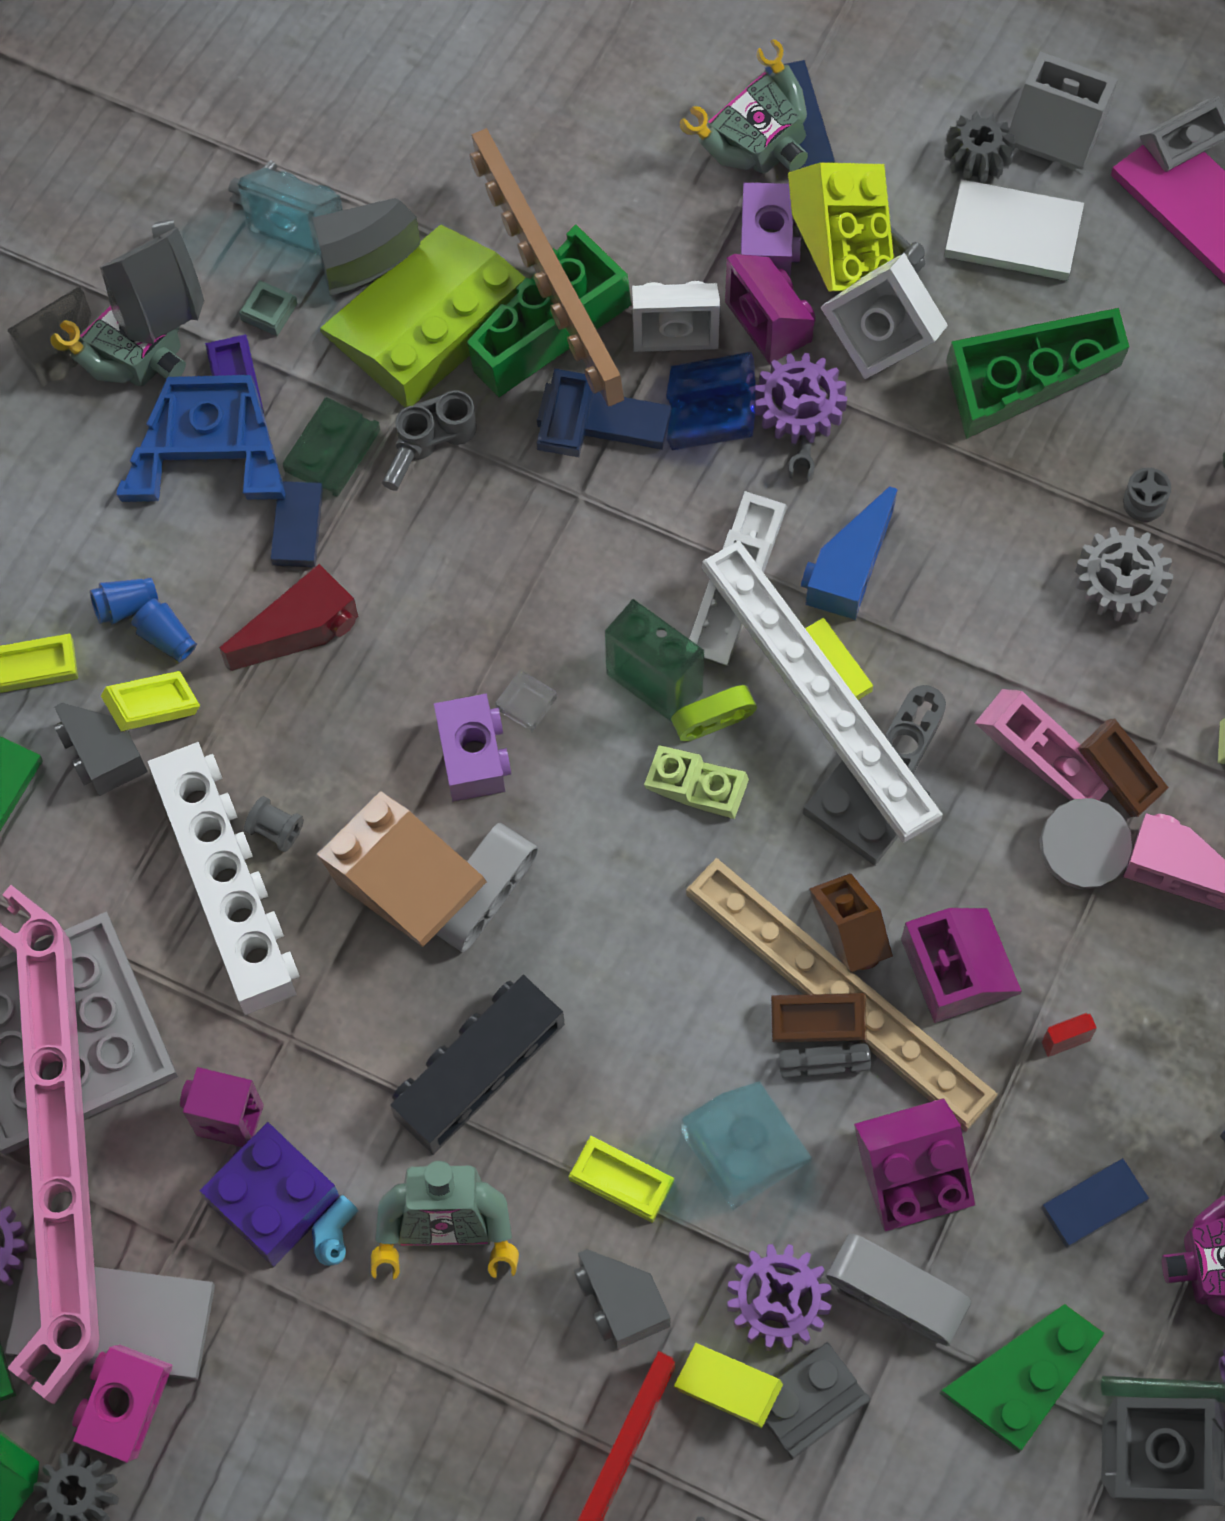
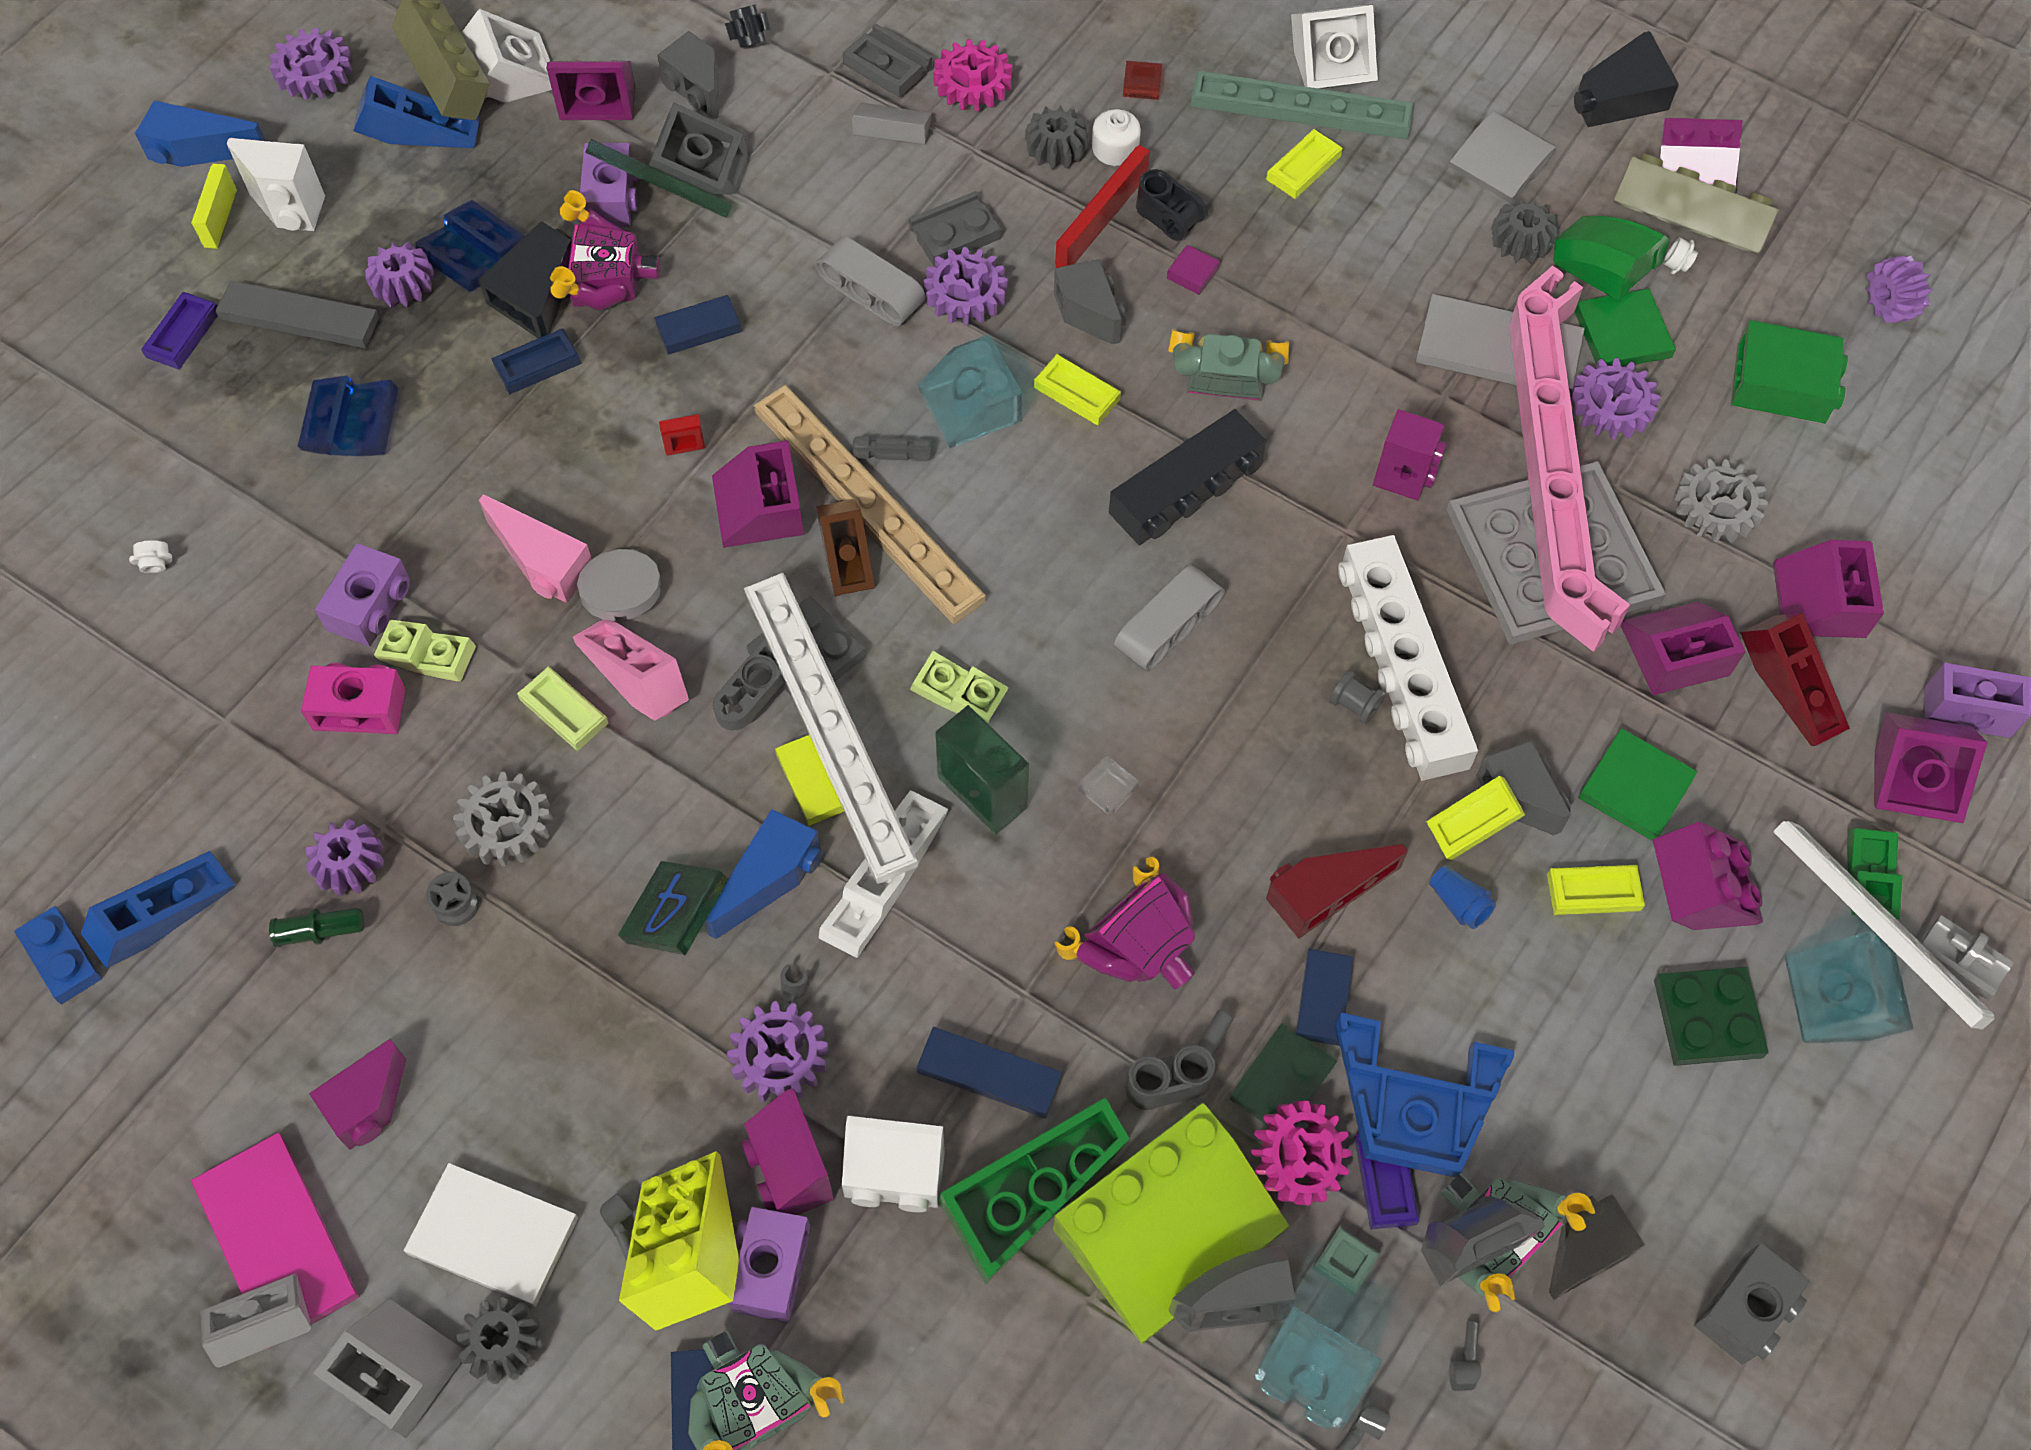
camera: 175 degrees left, 5 degrees down
(121, 598) = (1505, 935): blue cone -> none
(142, 1380) = (1490, 275): dark pink brick -> none
(270, 1194) = (1363, 397): dark purple brick -> none
(312, 371) = (1301, 1152): none -> dark pink gear
(328, 1232) = (1321, 379): medium azure arm -> none
(400, 869) = (1242, 622): medium nougat slope -> none
(468, 721) = (1170, 716): medium lavender brick -> none
(476, 542) = (1140, 933): none -> magenta torso
(498, 1378) = (1193, 269): none -> magenta tile
(530, 1461) = (1167, 204): none -> black piece
(549, 277) = (1040, 1224): medium nougat plate -> none
(565, 414) = (1029, 1068): dark blue tile -> none
(711, 401) = (873, 1059): clear blue slope -> none
(714, 713) = (915, 743): lime beam -> none
(728, 1385) = (1016, 235): neon yellow tile -> none
(819, 1017) = (890, 475): reddish brown tile -> none
(885, 316) = (663, 1119): white slope -> none
(915, 1164) = (836, 360): magenta slope -> none
(931, 505) = (673, 907): none -> clear green tile
(1025, 1377) = (784, 220): green wing -> none
(1028, 365) = (523, 1045): green wedge -> none
(1098, 700) = (563, 708): none -> yellowish green tile
(1123, 768) = (565, 636): reddish brown tile -> none
(1166, 309) = (362, 1095): none -> magenta slope

